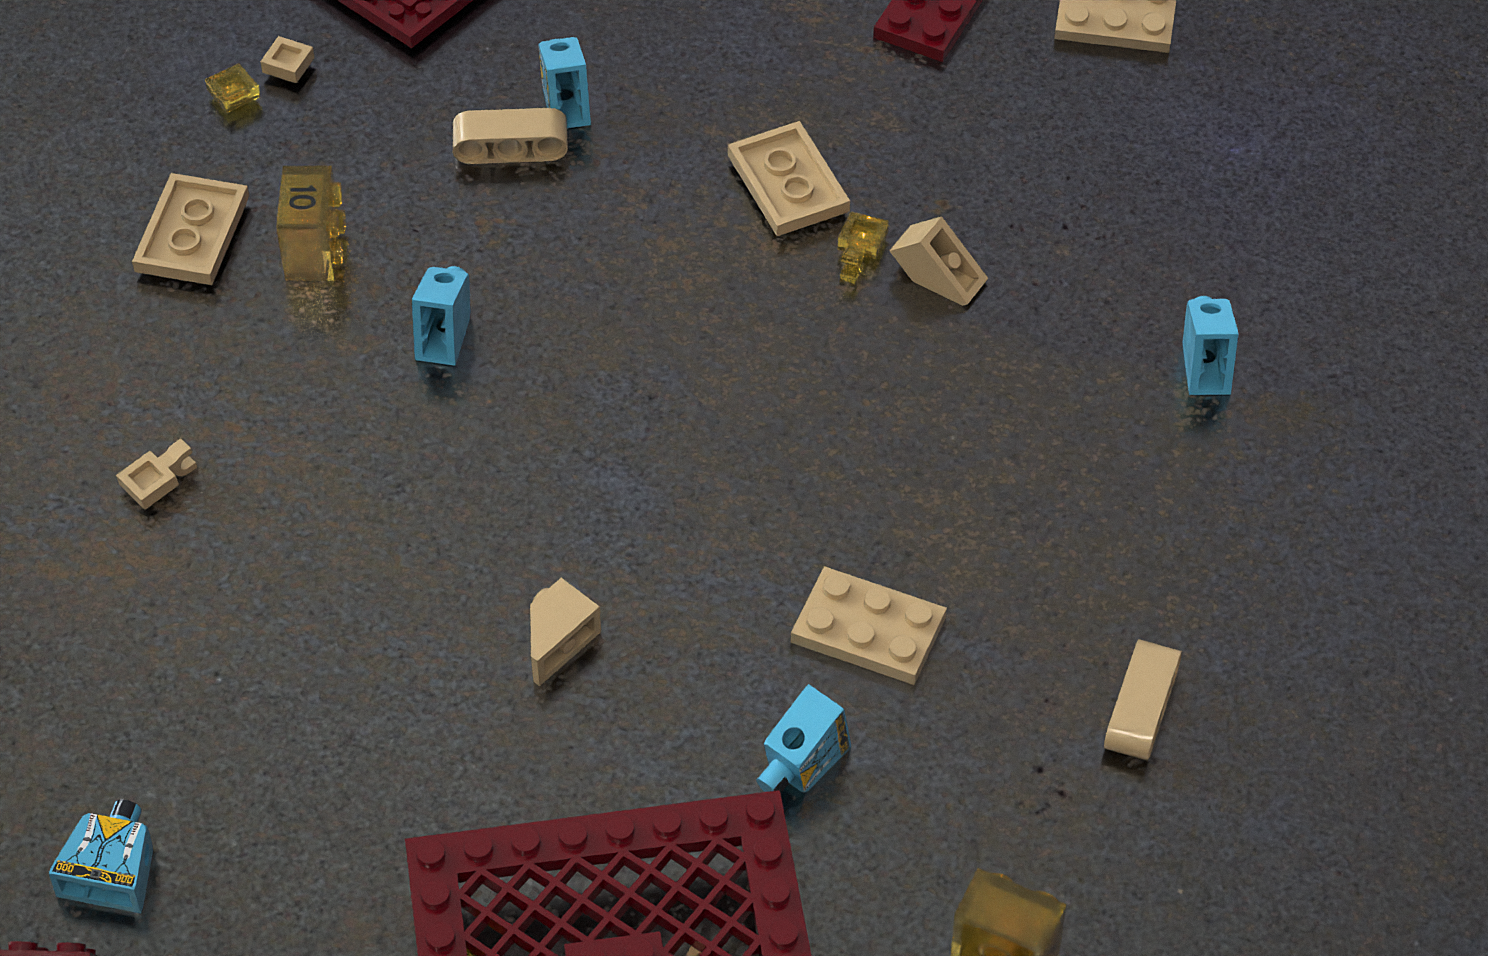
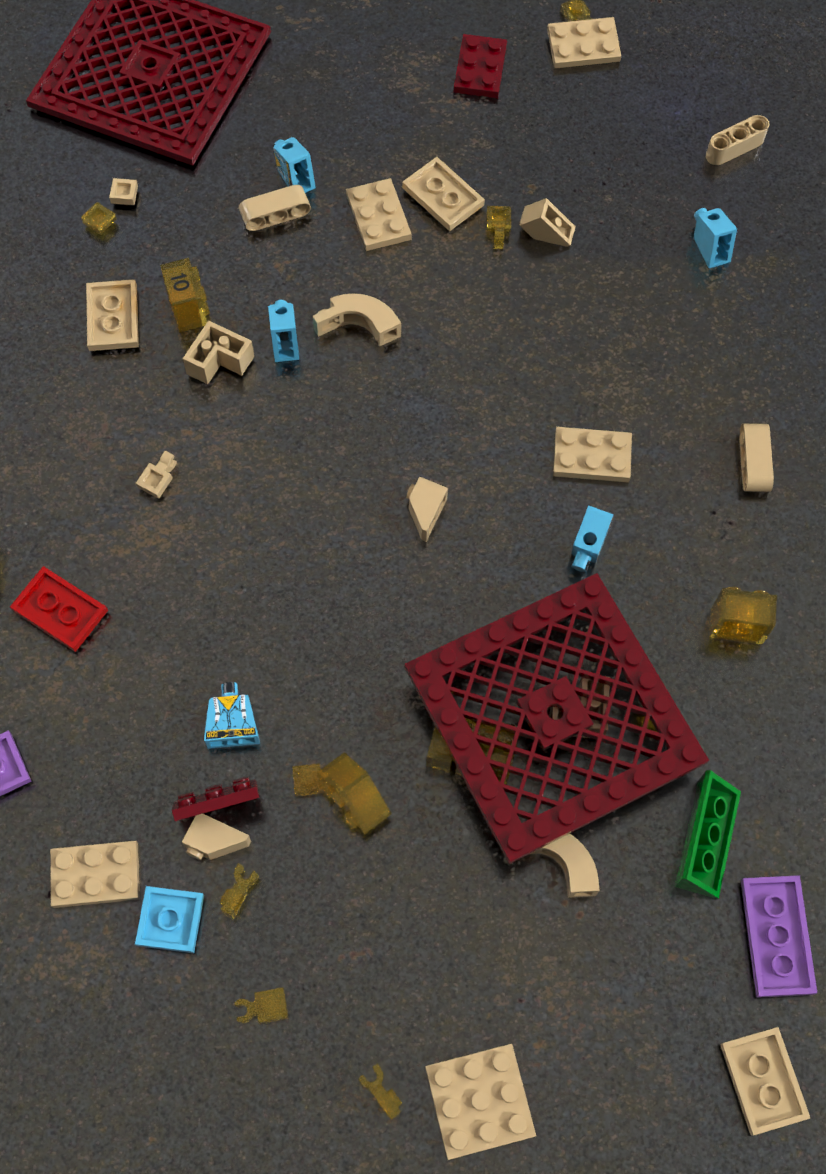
camera: 20 degrees left, 15 degrees up
(322, 312) = (217, 348): none -> tan brick
(573, 314) = (360, 311): none -> tan arch
(672, 185) = (378, 214): none -> tan plate
(1314, 210) = (737, 140): none -> tan beam

